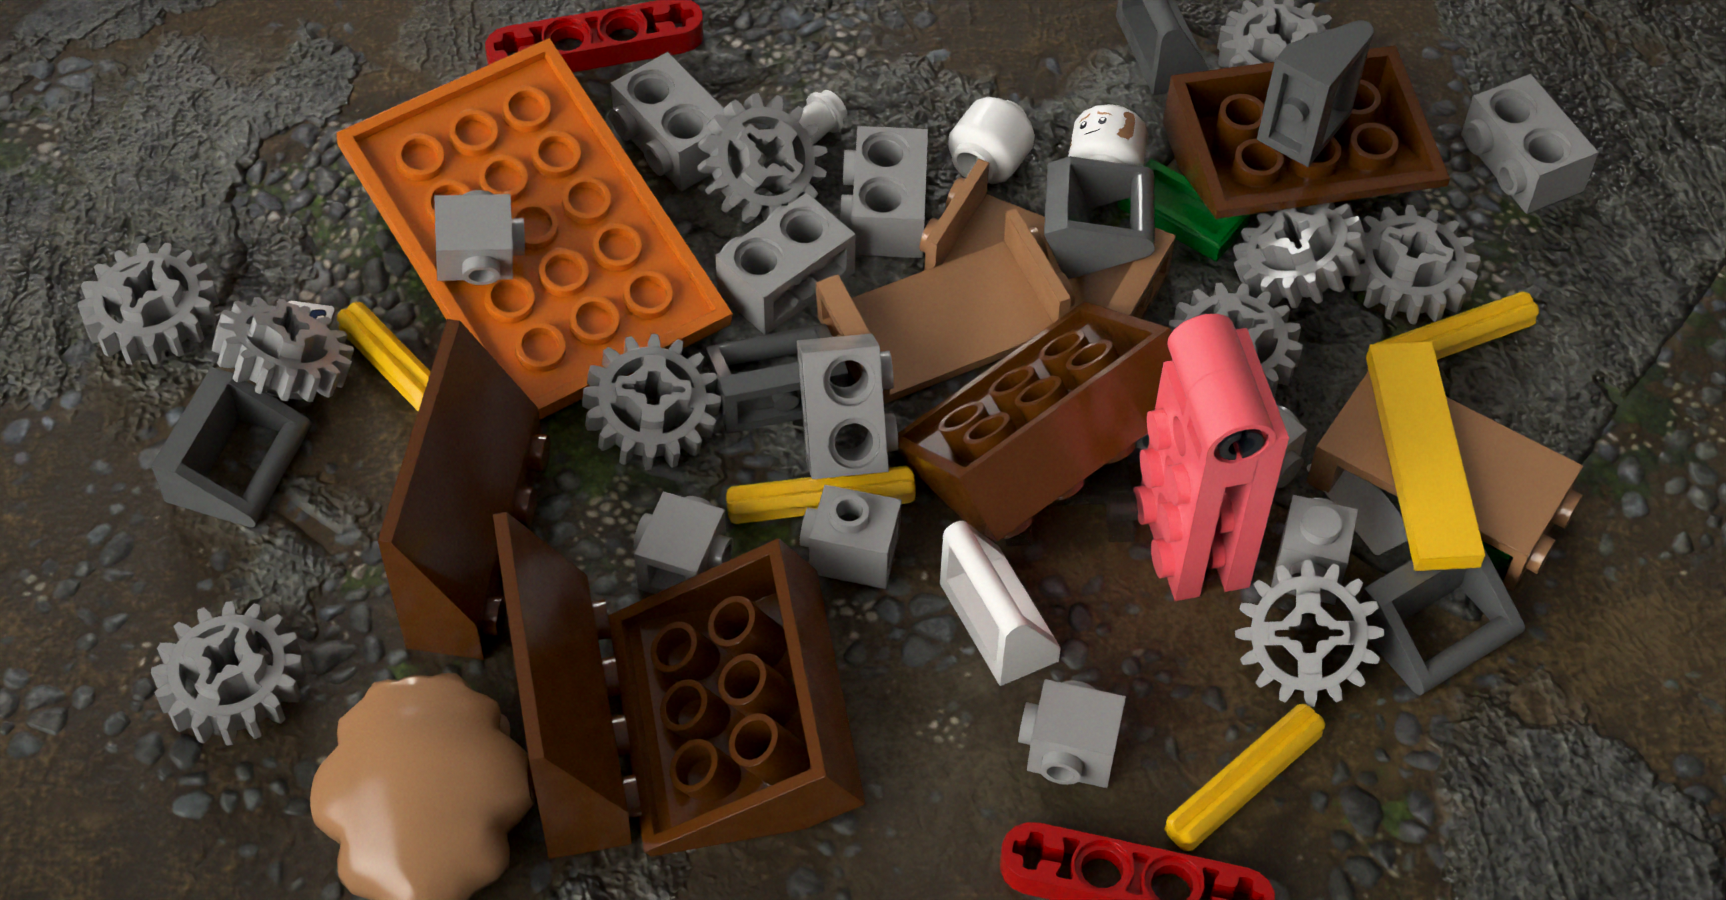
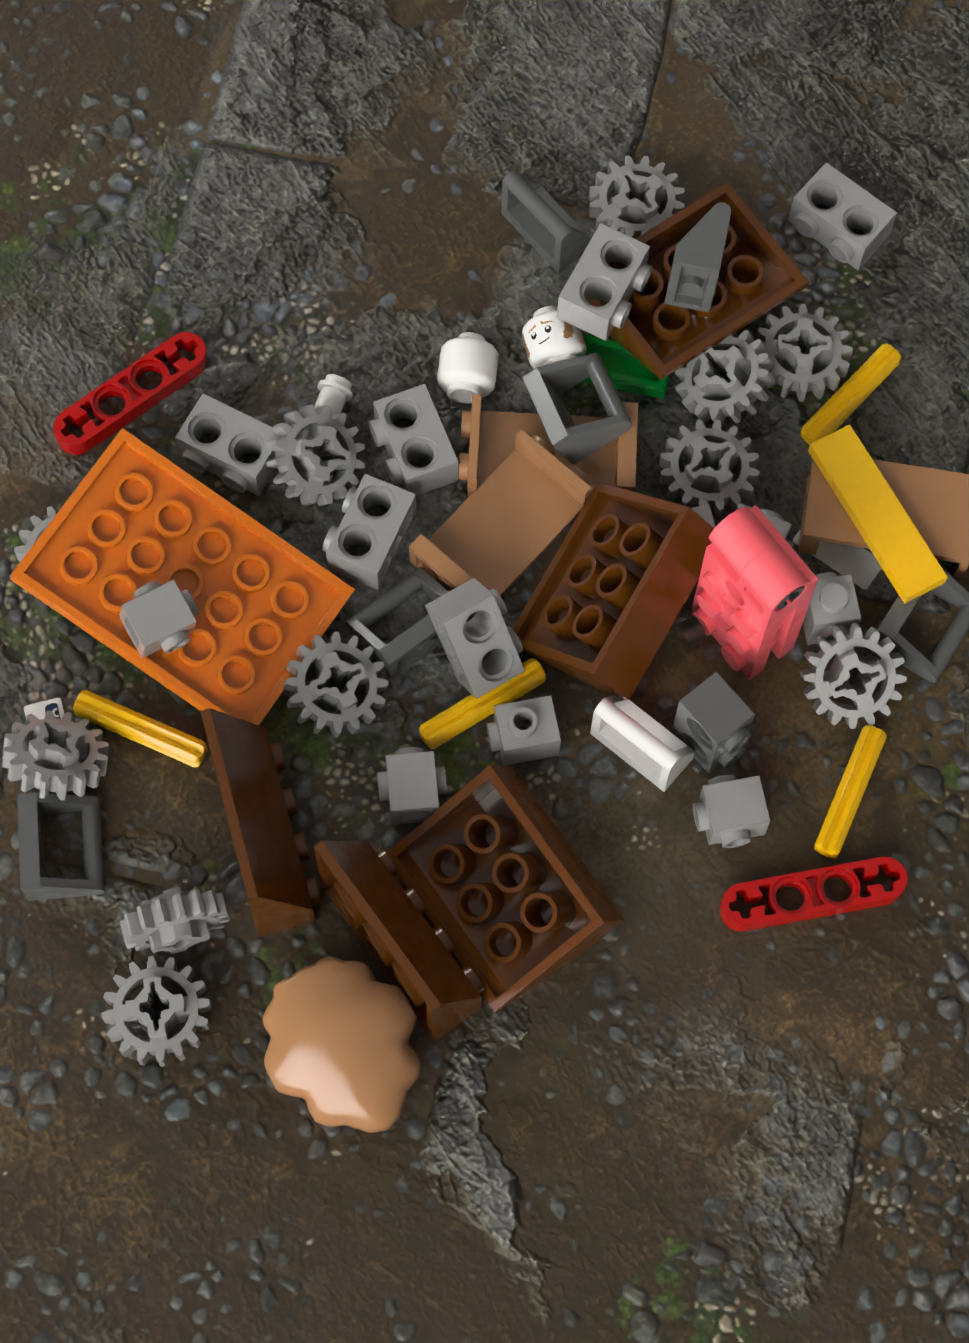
camera: 25 degrees left, 15 degrees up
(304, 569) = (174, 920): none -> light grey gear
(1095, 611) = (713, 723): none -> dark grey brick
(1189, 83) = (598, 280): none -> light grey brick

